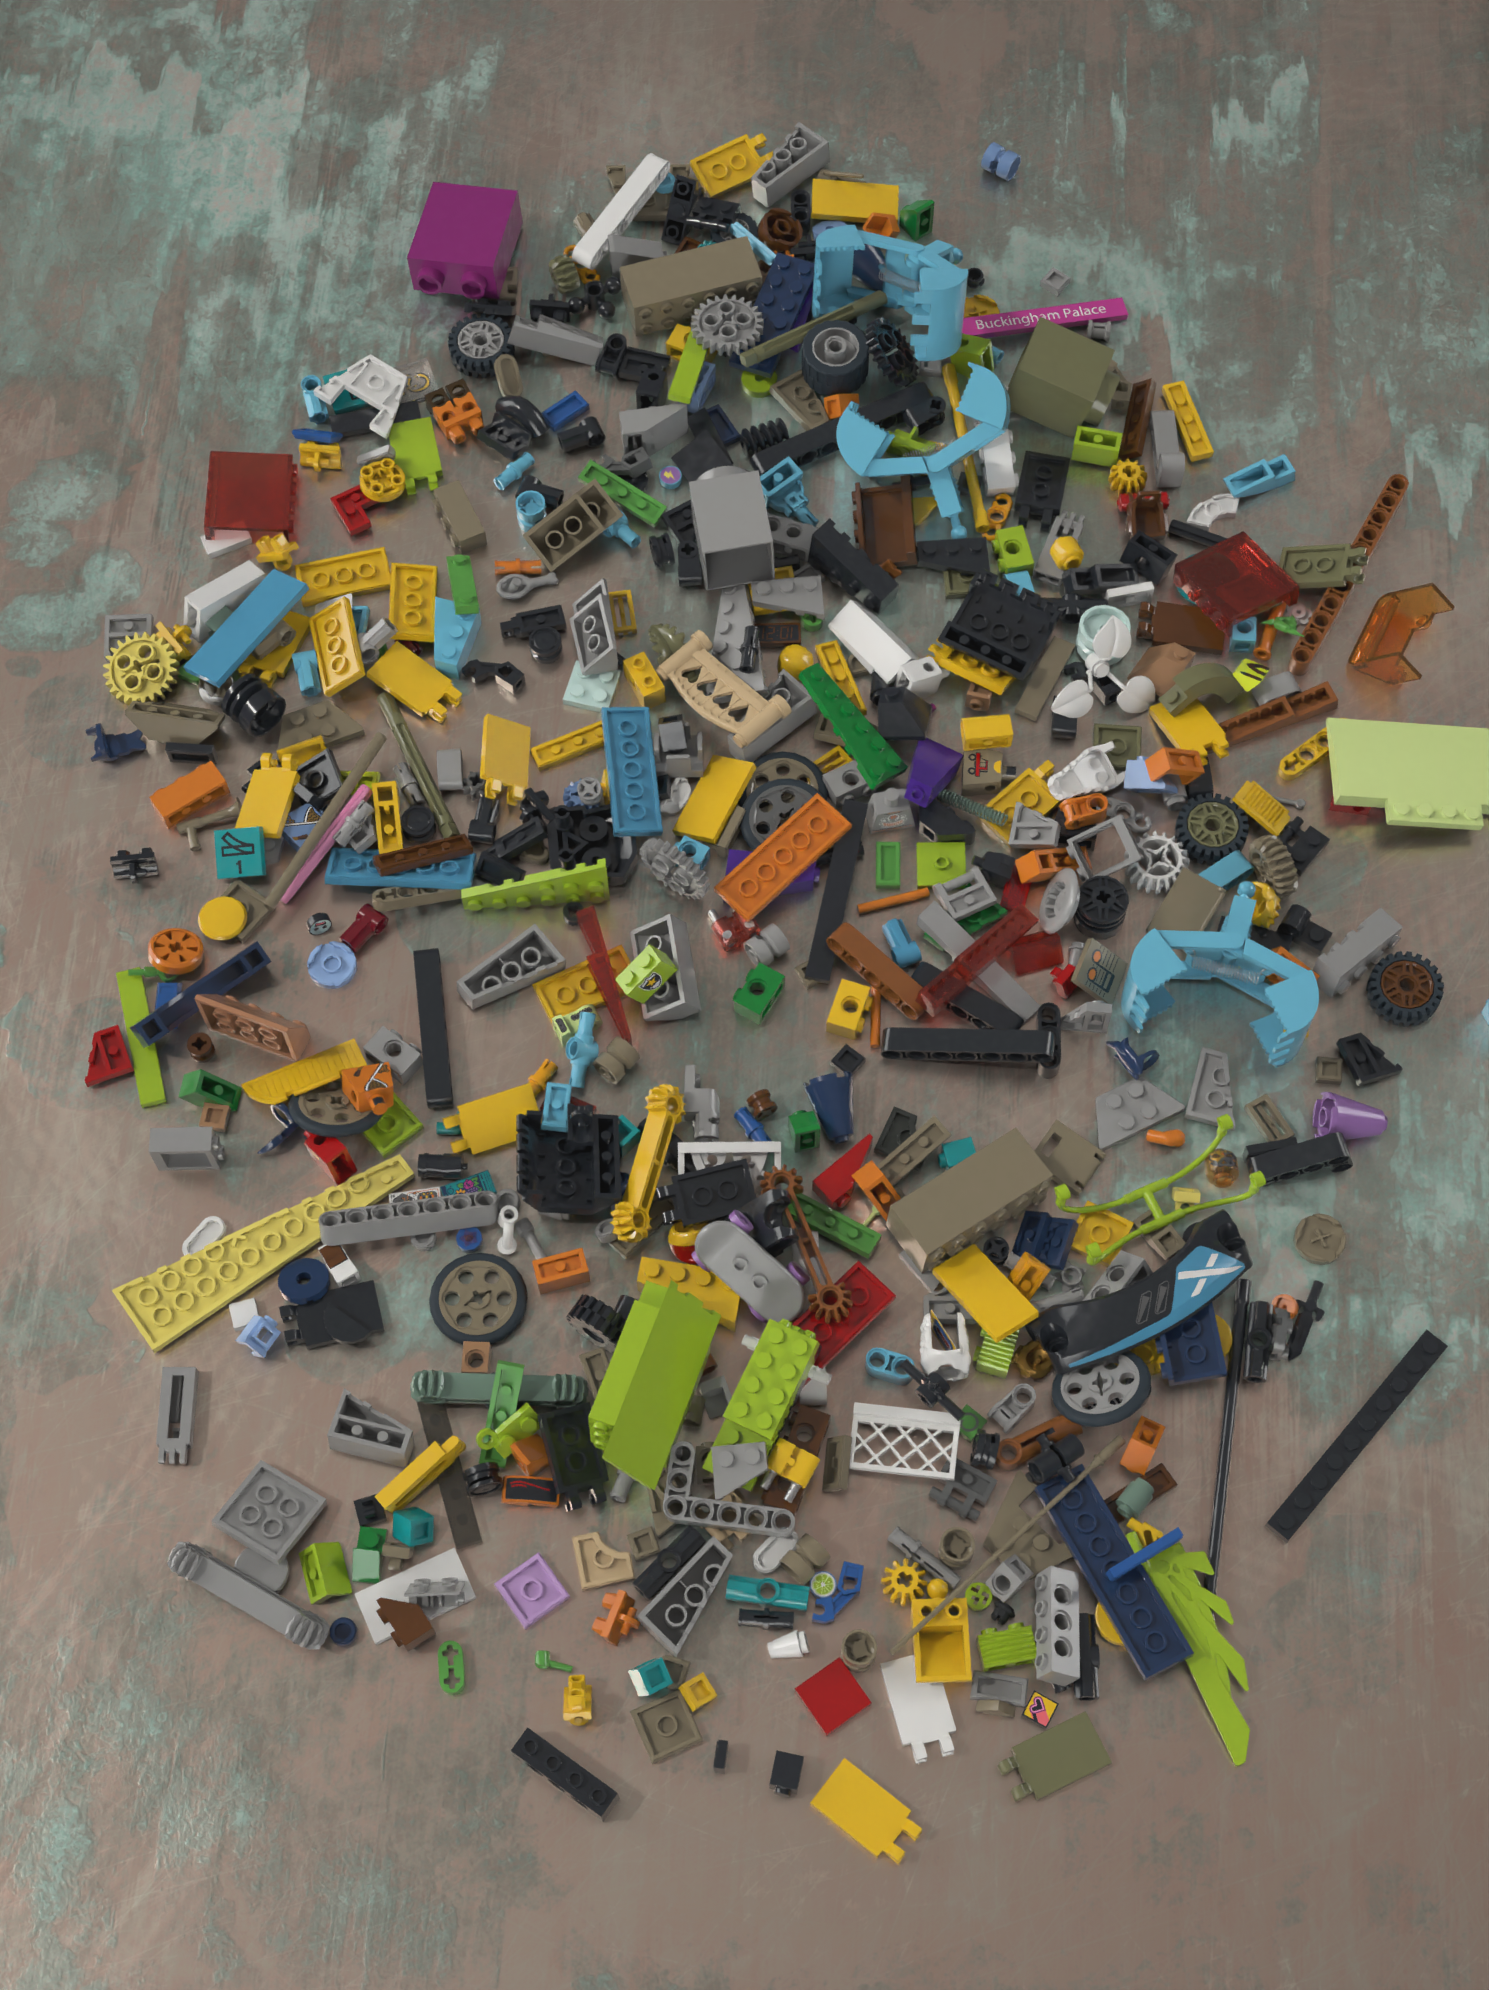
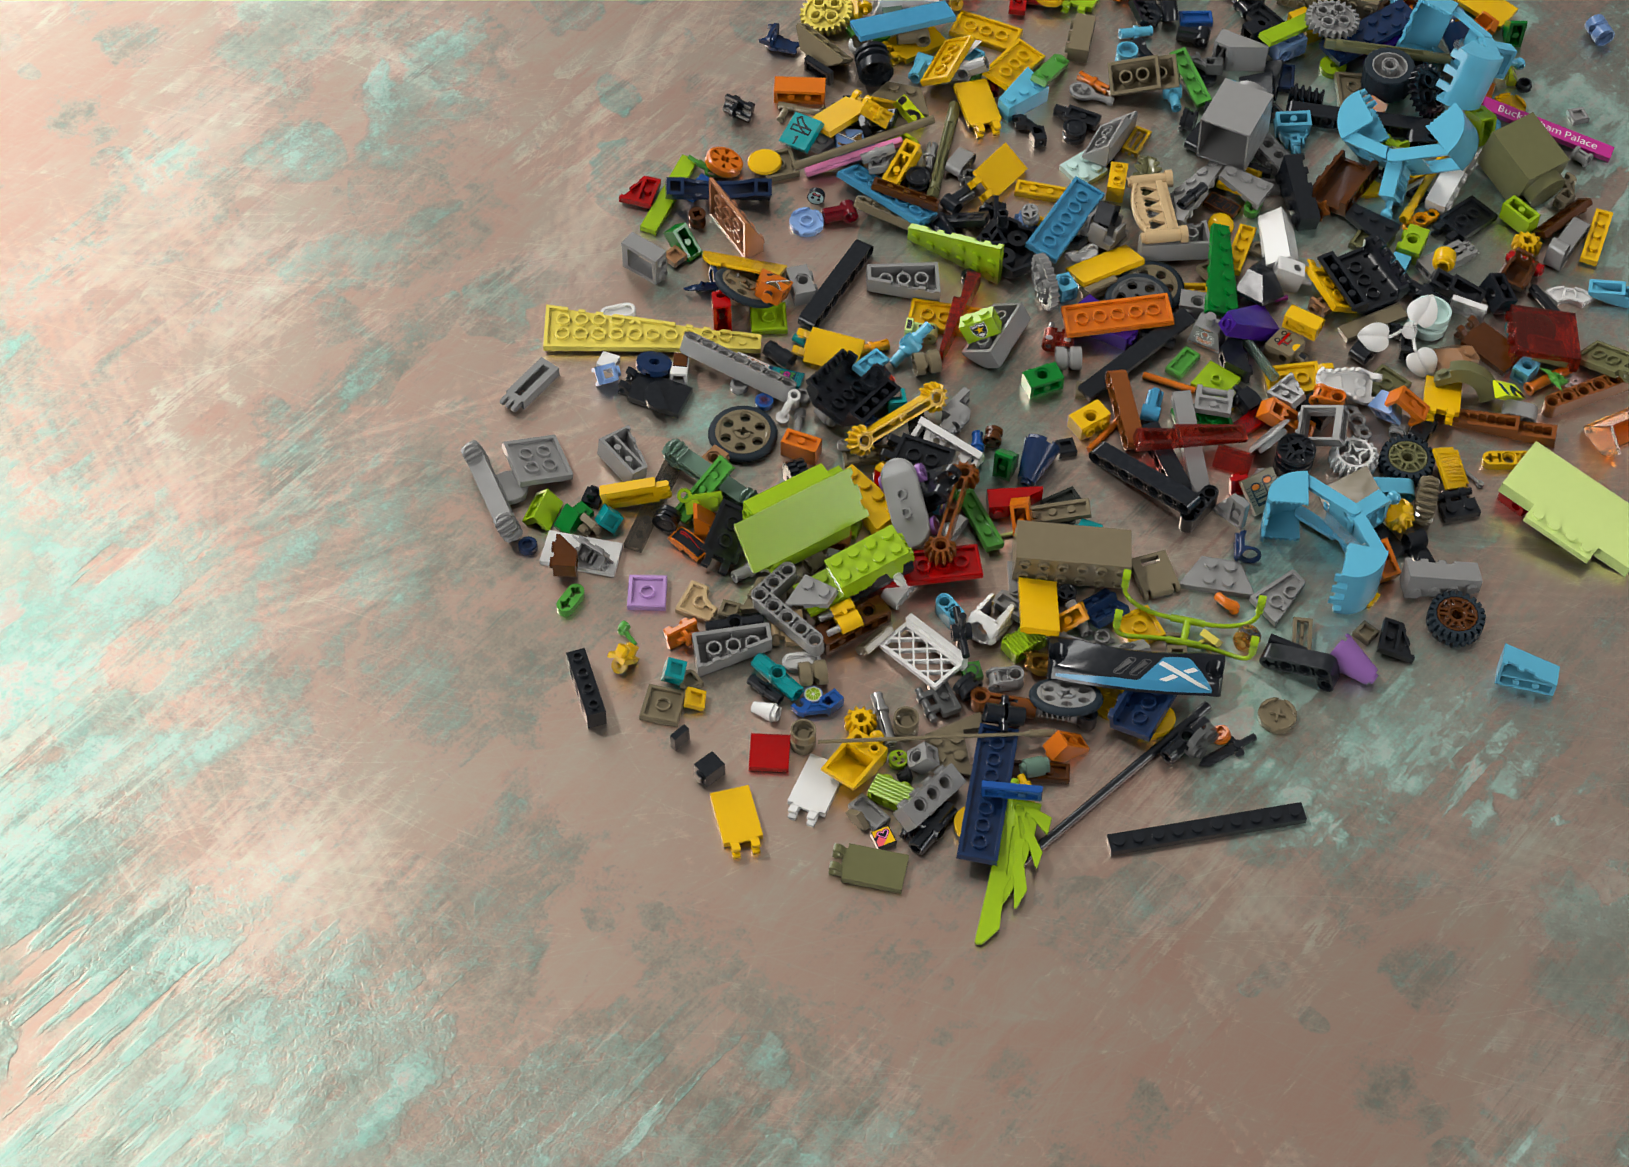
camera: 35 degrees right, 10 degrees down
(313, 774) = (876, 113): none -> yellow hips
(341, 741) = (907, 109): none -> neon yellow slope

